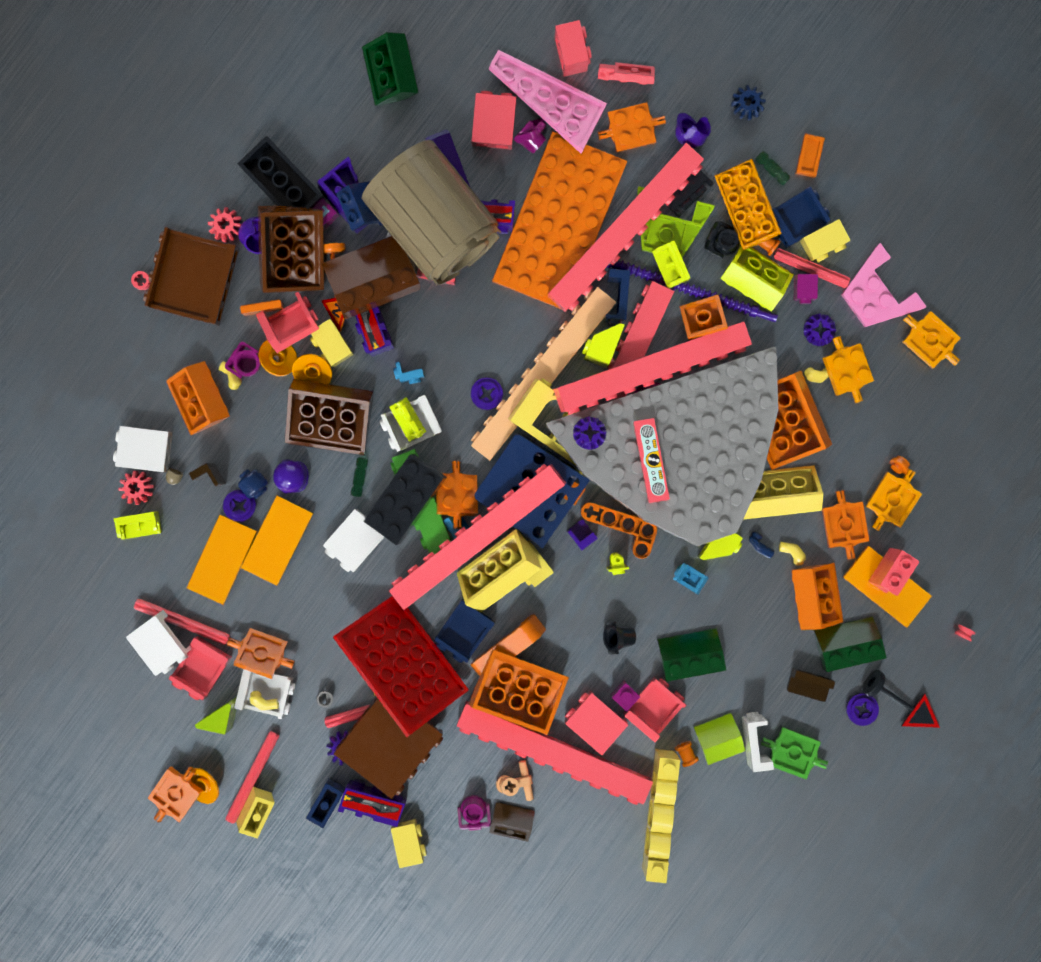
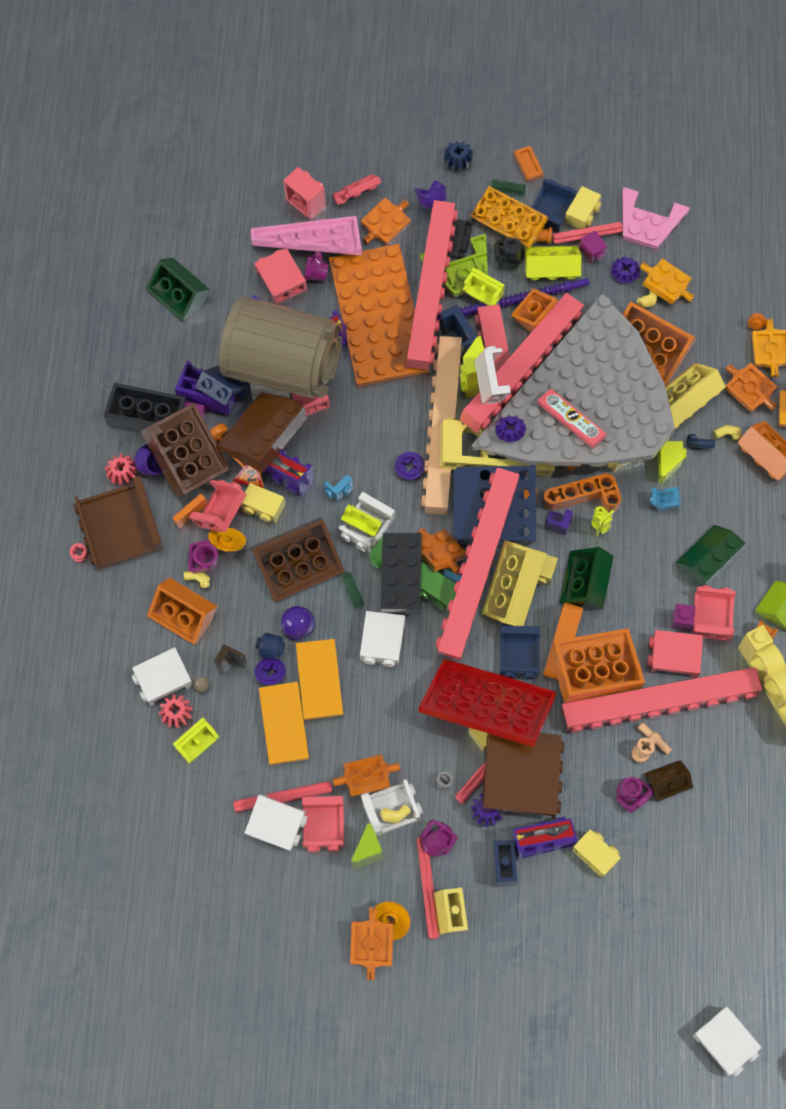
camera: 30 degrees left, 20 degrees down
(285, 747) = (439, 840): none -> magenta piece
(303, 371) = (257, 522): light orange dish -> none
(567, 605) = (587, 578): none -> dark green slope
(597, 375) = (487, 379): none -> white panel
(618, 637) = (643, 576): black piece -> none
(931, 339) = (711, 226): light orange plate -> none

